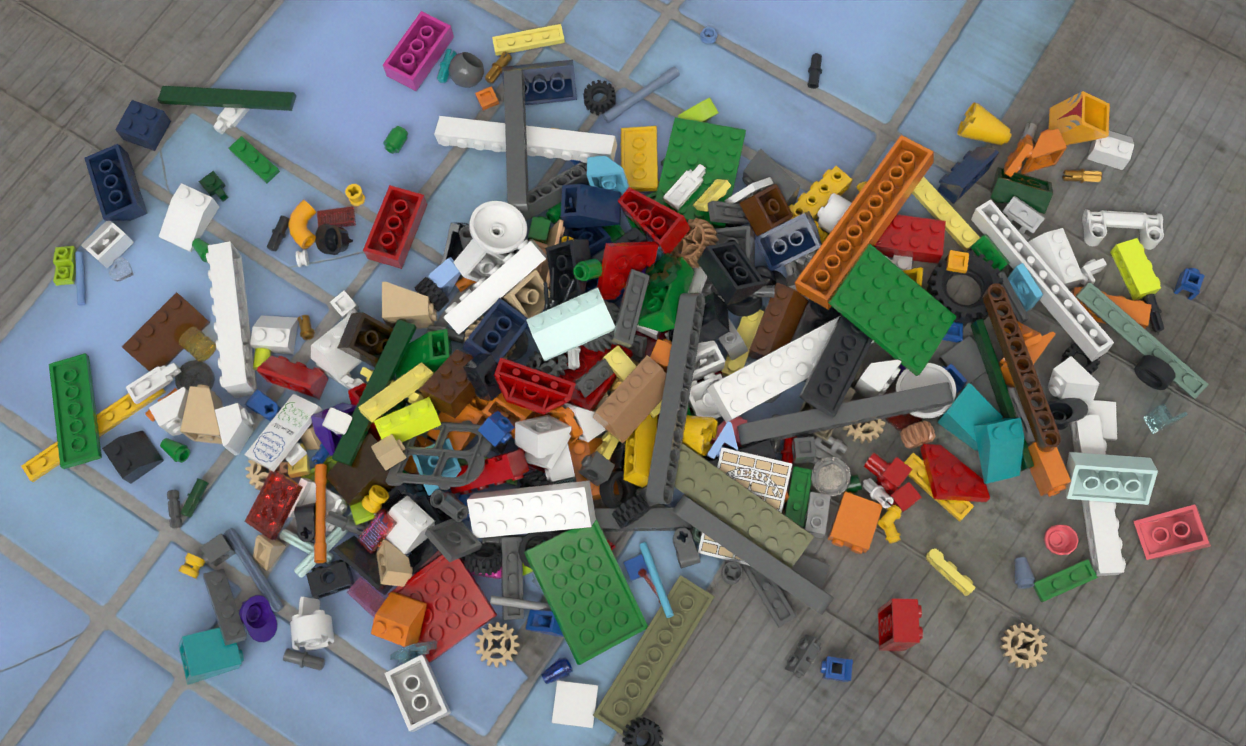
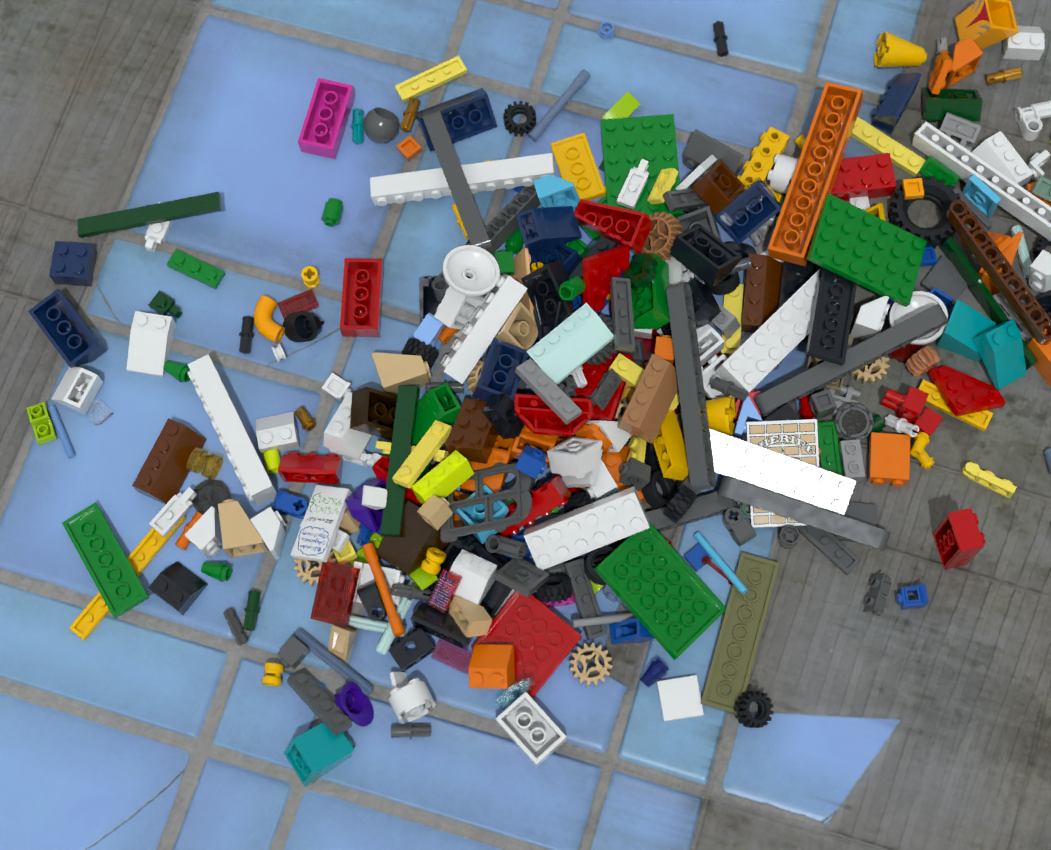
camera: 15 degrees left, 0 degrees up
(534, 364) = (548, 391): none -> light grey plate
(714, 410) = (729, 388): none -> dark grey axle
(1050, 352) = (1022, 252): none -> light aqua axle

